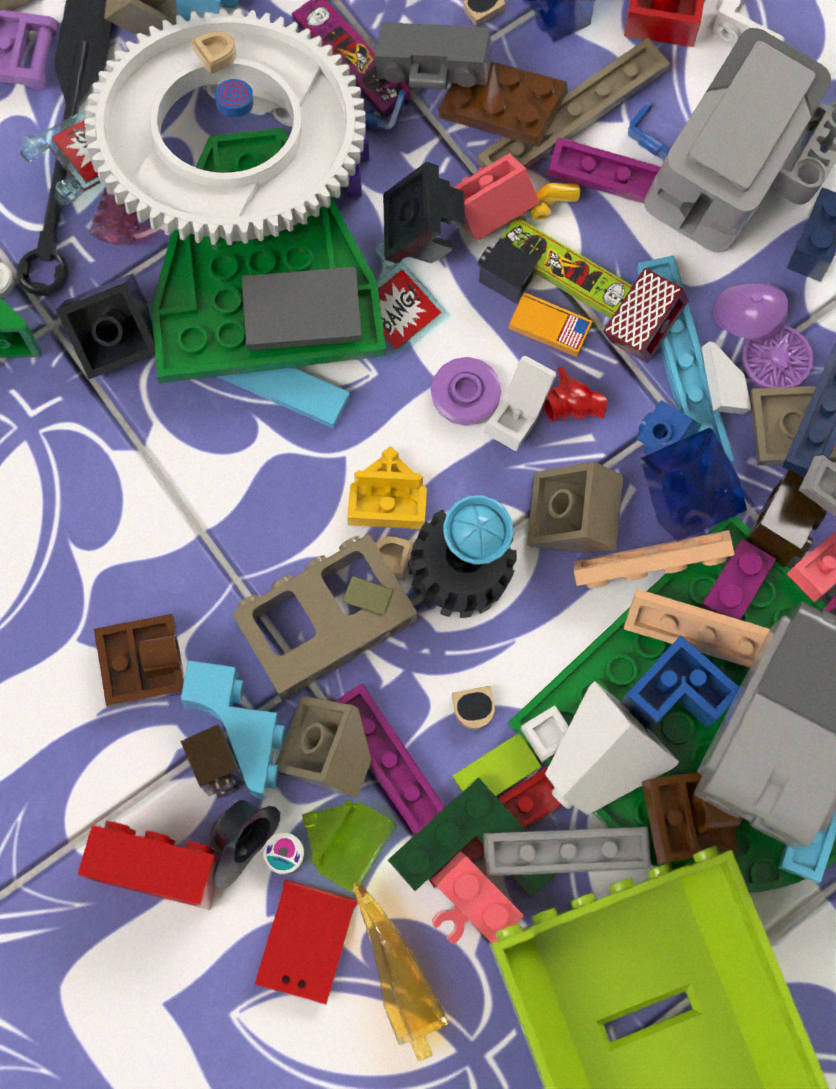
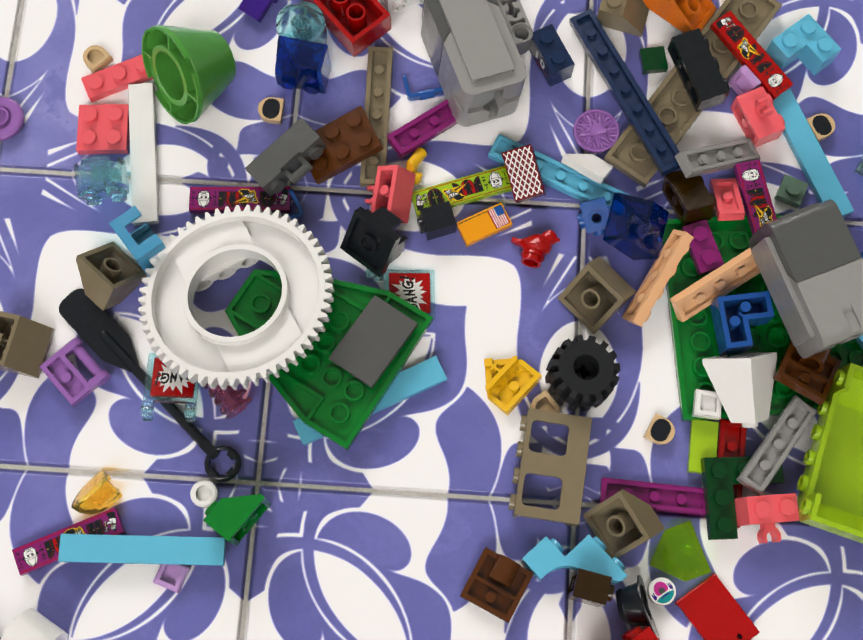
camera: 50 degrees left, 0 degrees up
(109, 326) = (291, 451): black slope -> none
(215, 50) = (188, 266): tan tile -> none
(234, 98) = (228, 278): blue tile -> none
(368, 595) = (562, 435): olive sticker -> none
(404, 987) = (782, 585): clear yellow piece -> none
(466, 391) = (484, 296): medium lavender wheel -> none
(478, 529) = (582, 349): medium azure hat -> none
(521, 403) = (518, 274): white bracket -> none
(751, 310) = (561, 121): medium lavender hat -> none

